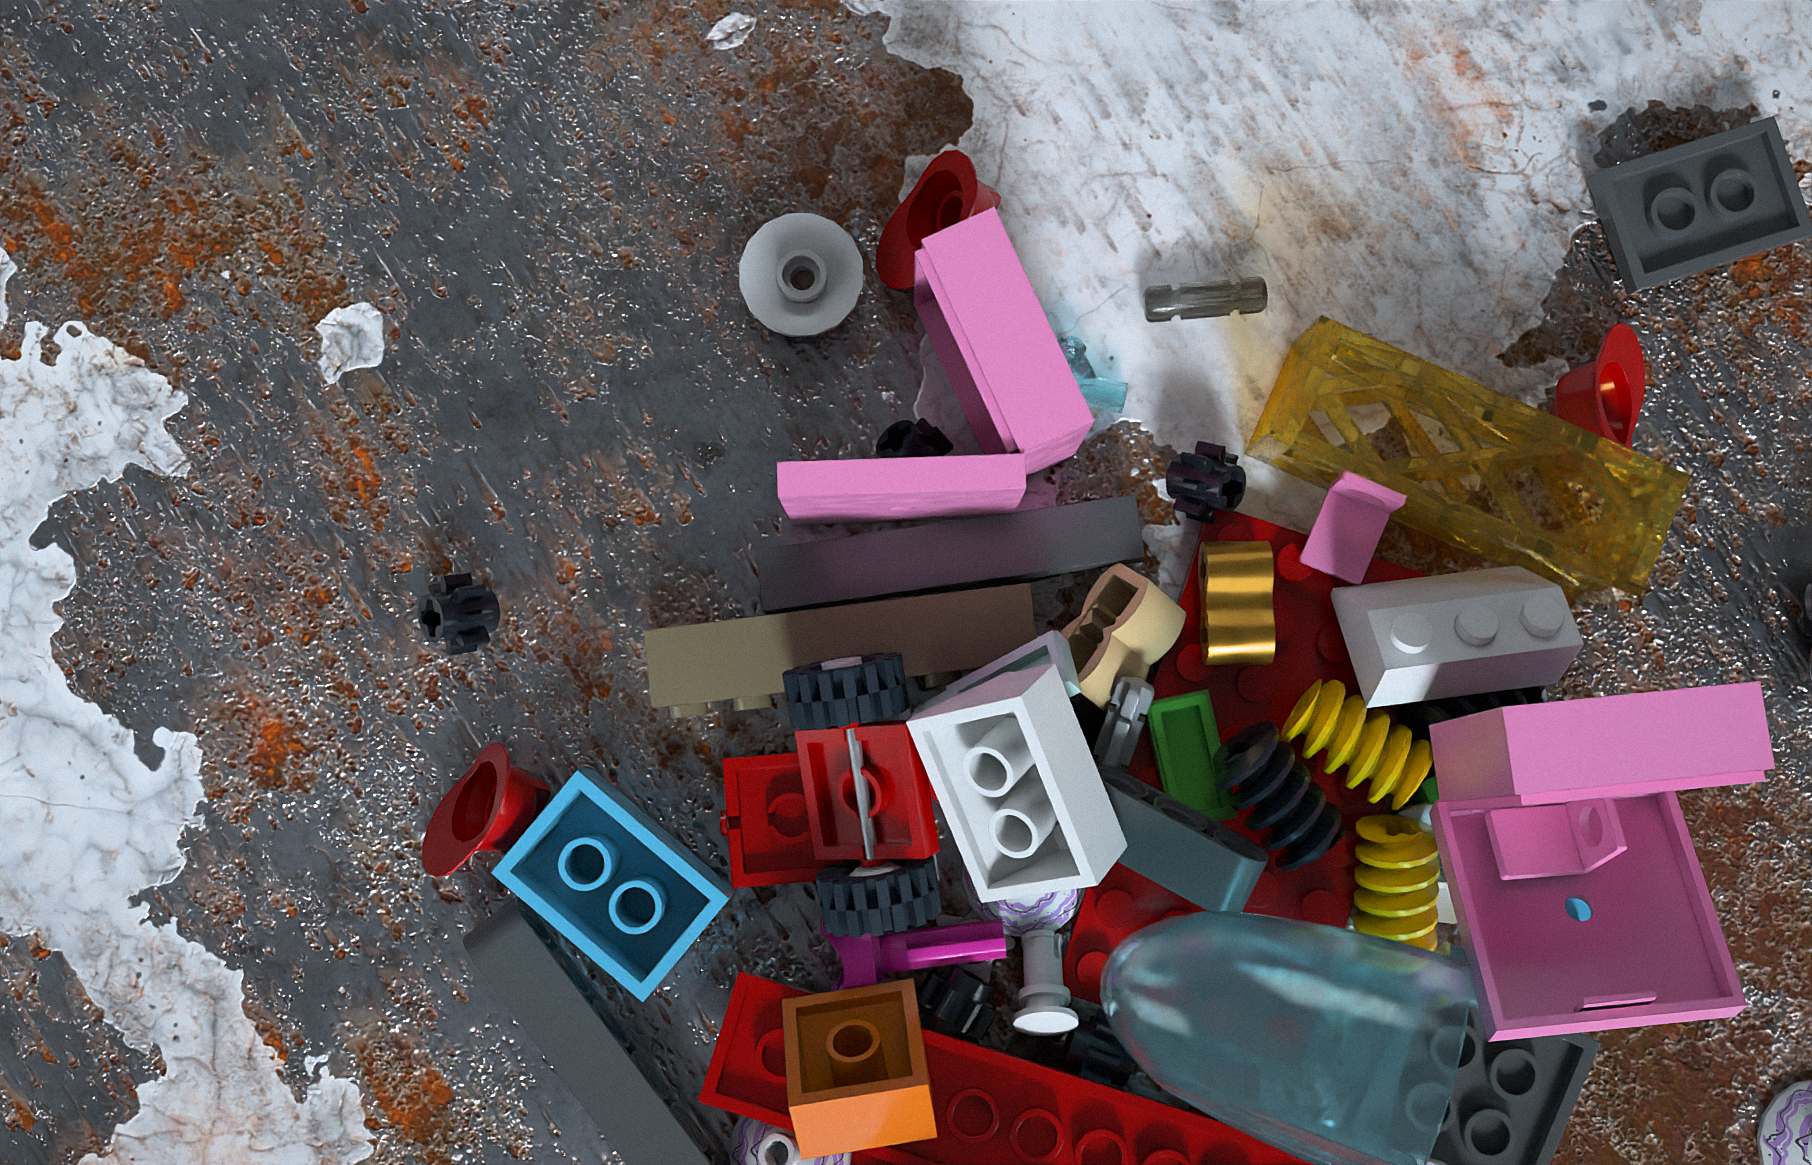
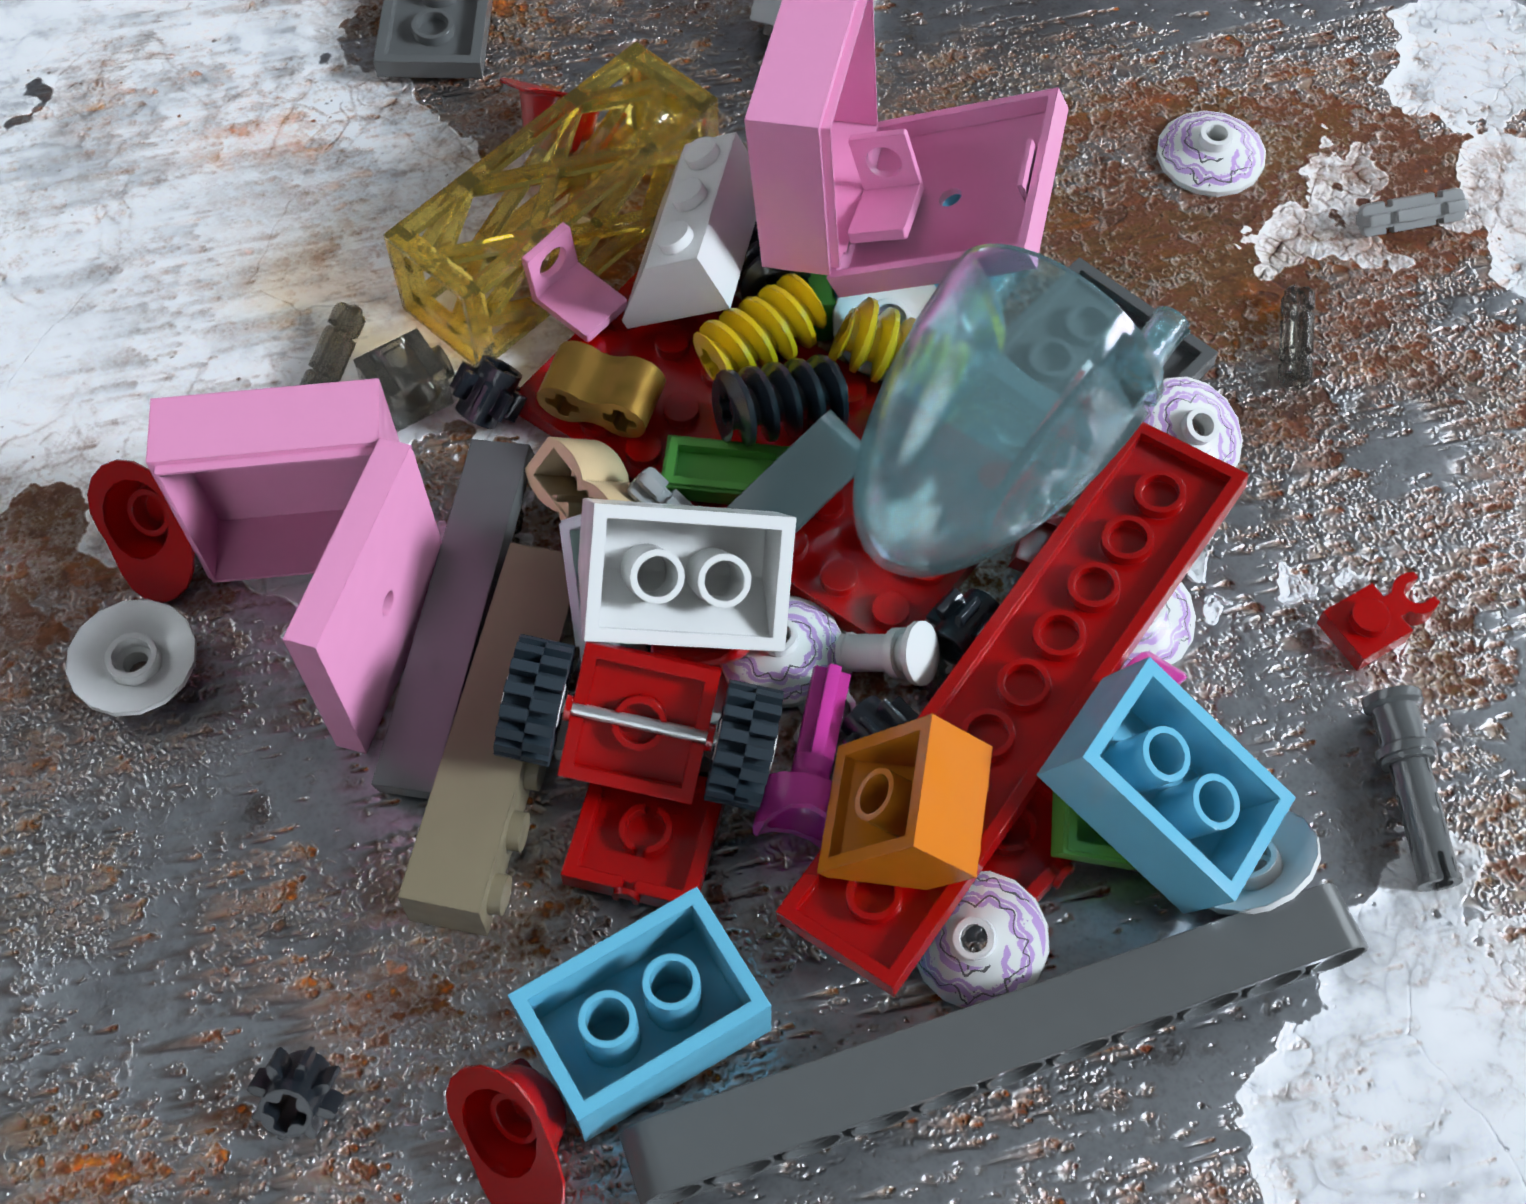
camera: 70 degrees left, 25 degrees down
(1194, 392) = (410, 376): none -> clear smoke brick

